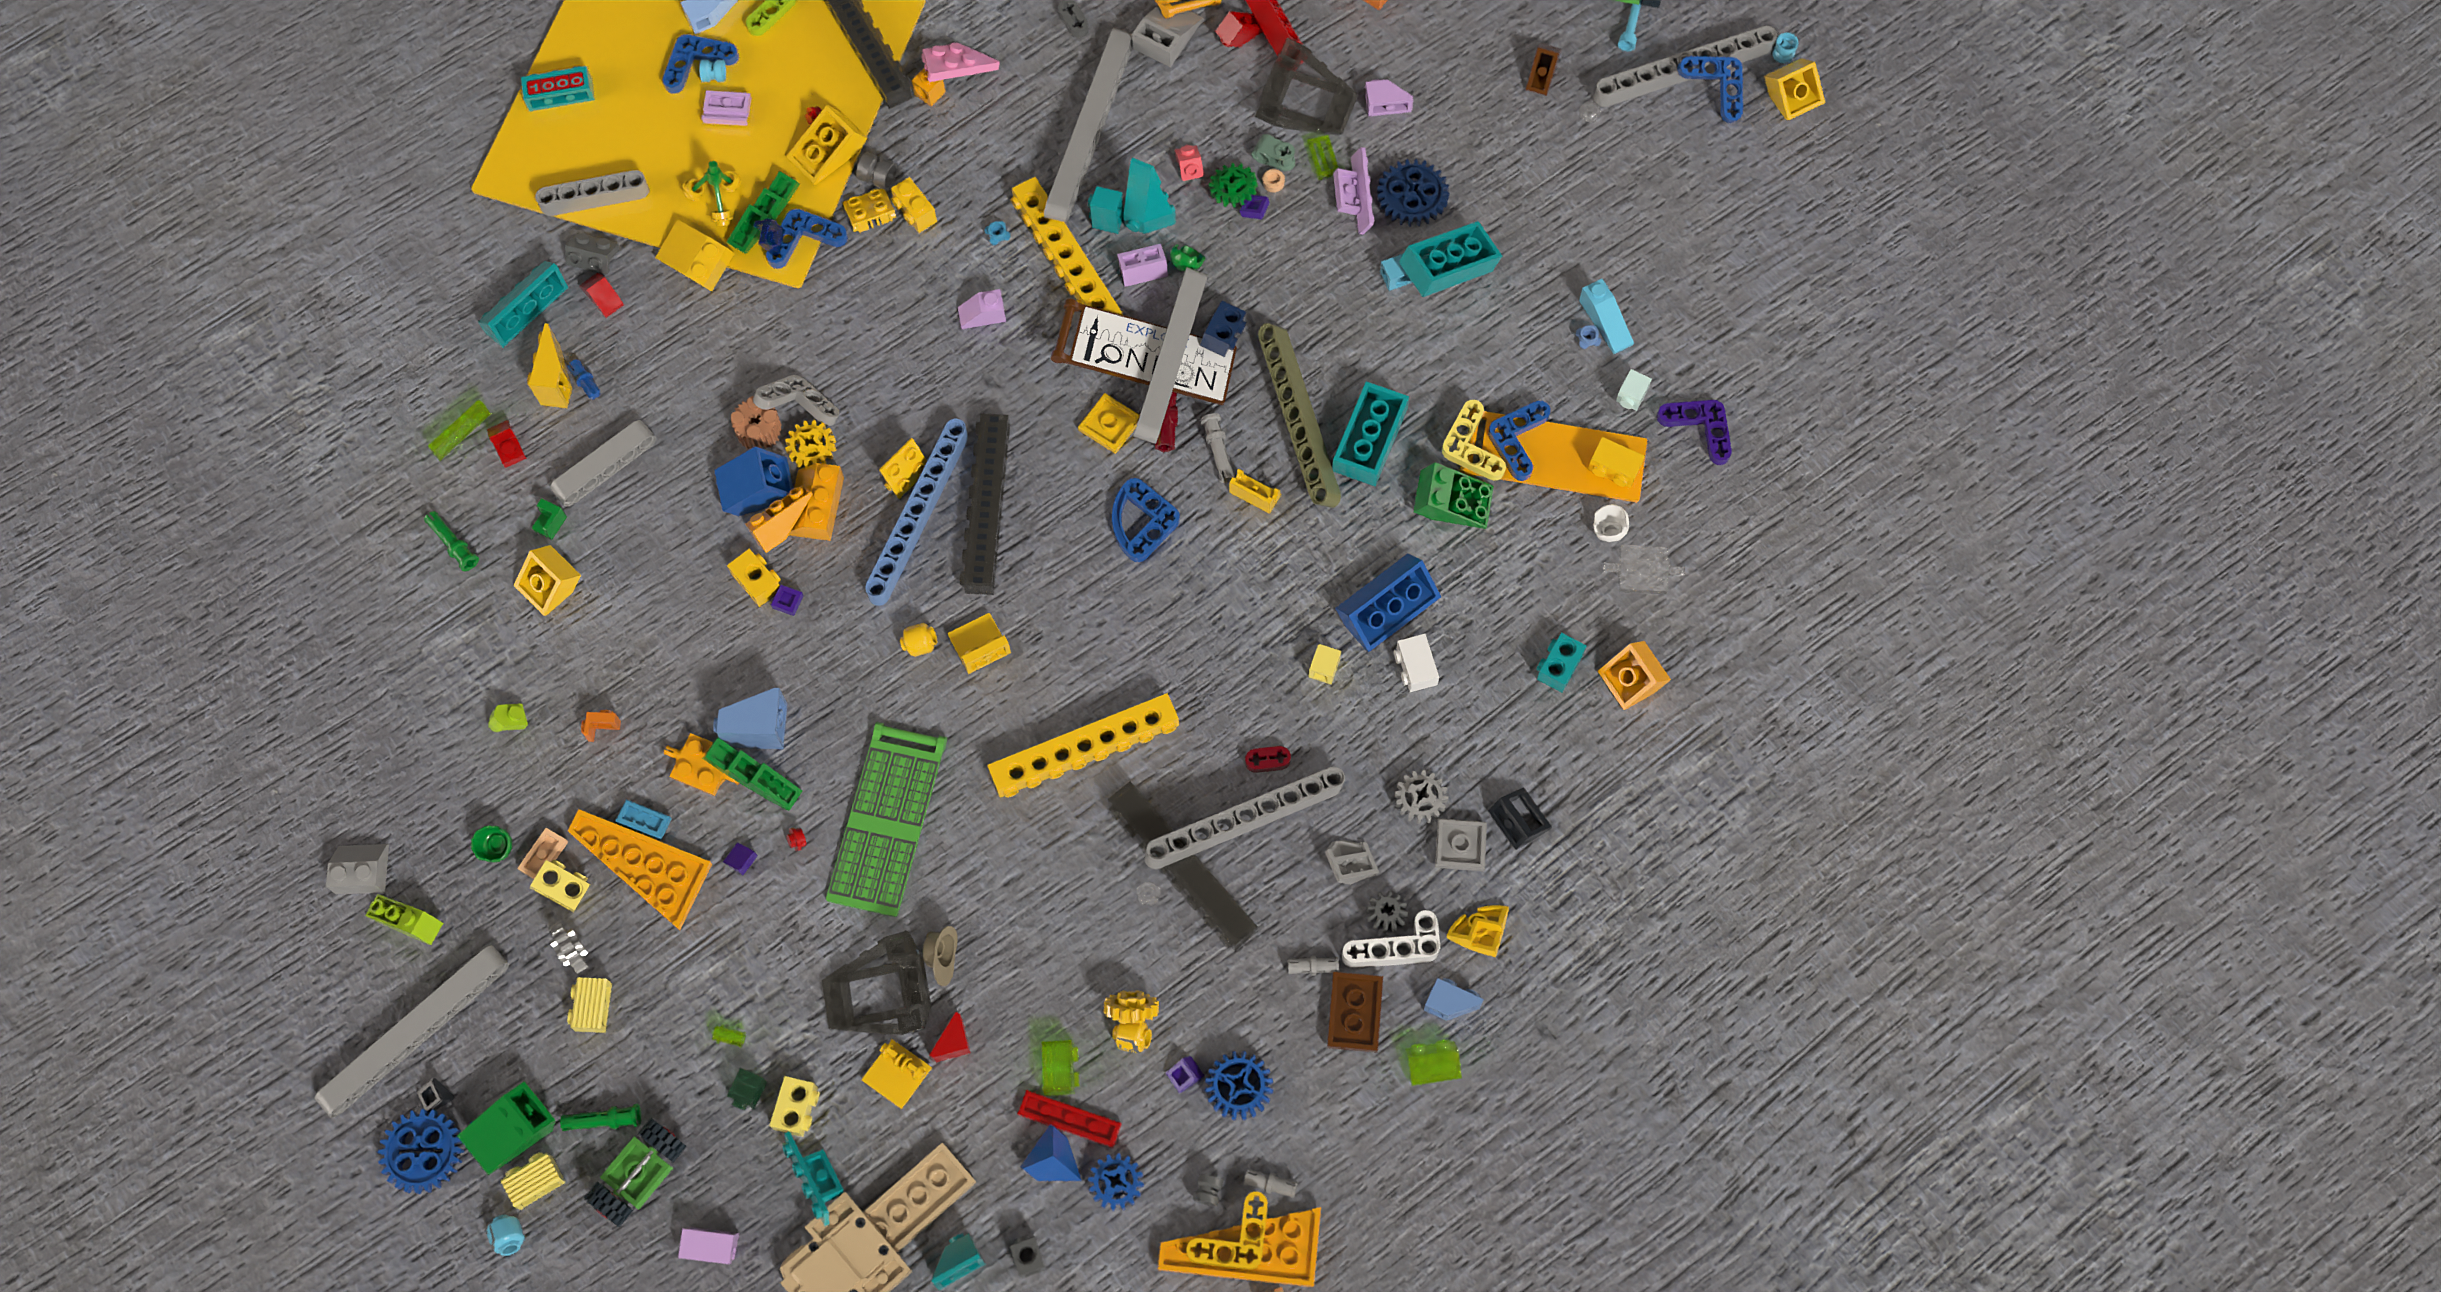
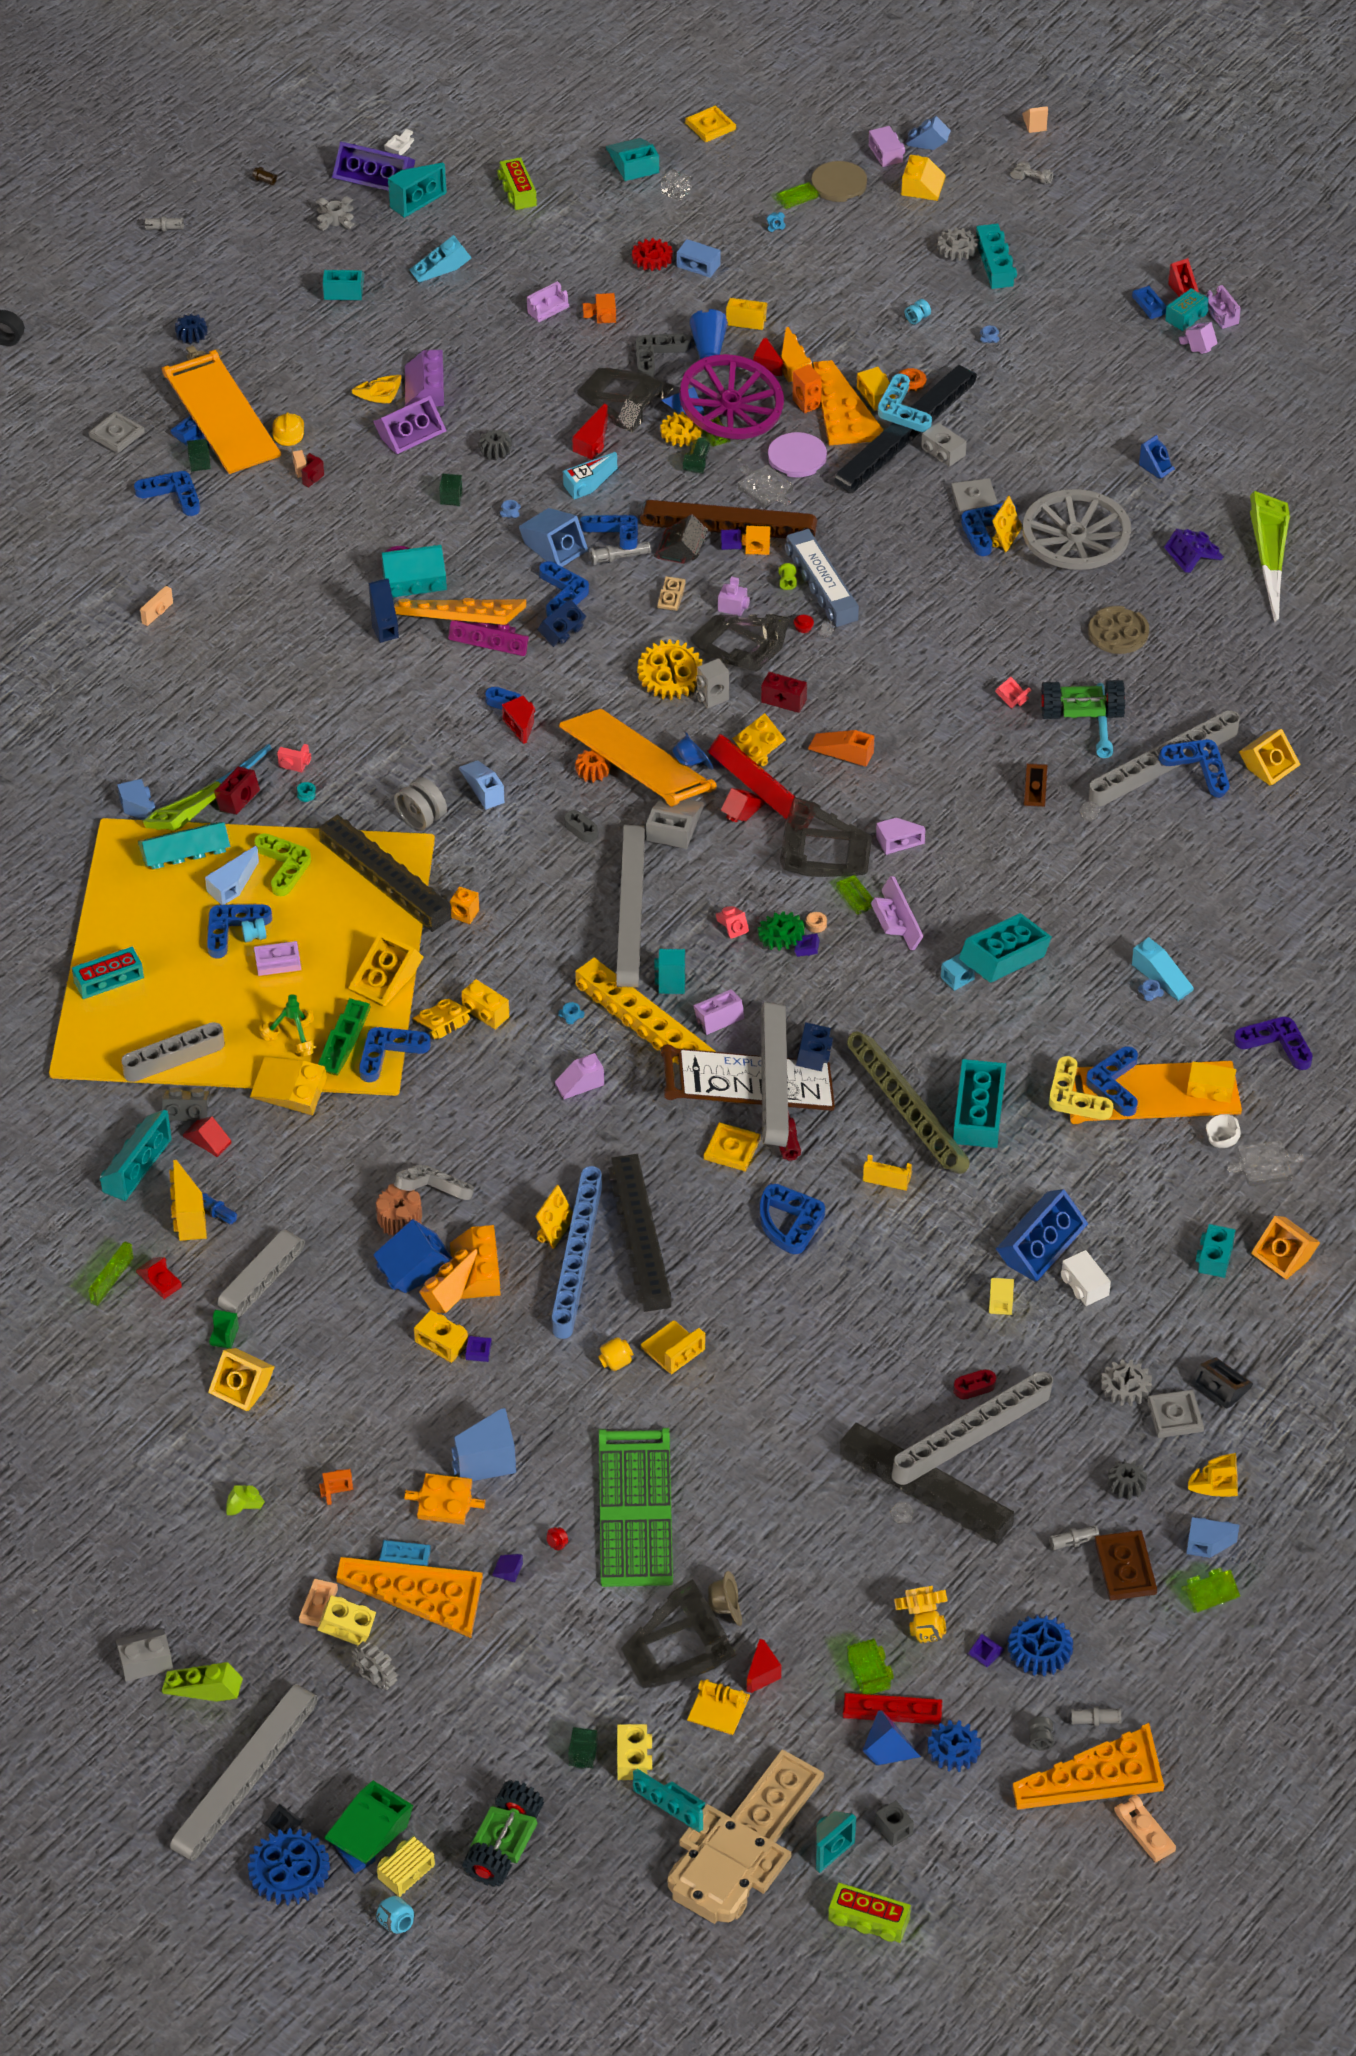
camera: 15 degrees left, 20 degrees down
(456, 548) = (143, 1371): green pin -> none
(491, 844) = (267, 1602): green hair -> none
(590, 1005) = (409, 1713): light yellow brick -> none
(612, 1117) = (463, 1799): green pin -> none
(708, 1245) = (591, 1878): lavender hinge -> none
(728, 1036) = (548, 1710): clear neon green pin -> none
(752, 775) = (498, 1495): green slope -> none
(771, 235) = (361, 1049): clear blue bracket -> none
(810, 444) = (455, 1217): yellow gear -> none
(812, 113) = (363, 947): red plate -> none
(878, 171) = (442, 983): flat silver wheel -> none
(955, 61) = (484, 879): bright pink wing -> none
(1091, 734) = (800, 1407): yellow brick -> none
(1145, 202) = (709, 952): teal wedge -> none
(1185, 258) = (755, 998): green hair -> none
(1215, 438) = (836, 1138): light grey pin -> none
(1246, 1242) = (1090, 1763): yellow beam -> none
(1273, 152) = (808, 898): sand green piece -> none
(1351, 861) = (1082, 1448): light grey slope -> none
(1390, 945) = (1117, 1516): white beam -> none
(1413, 192) = (950, 905): dark blue gear -> none
(1452, 497) = (1071, 1140): green slope -> none
(1633, 390) = (1207, 1022): light aqua brick -> none
(1785, 48) = (1250, 726): medium azure wheel -> none

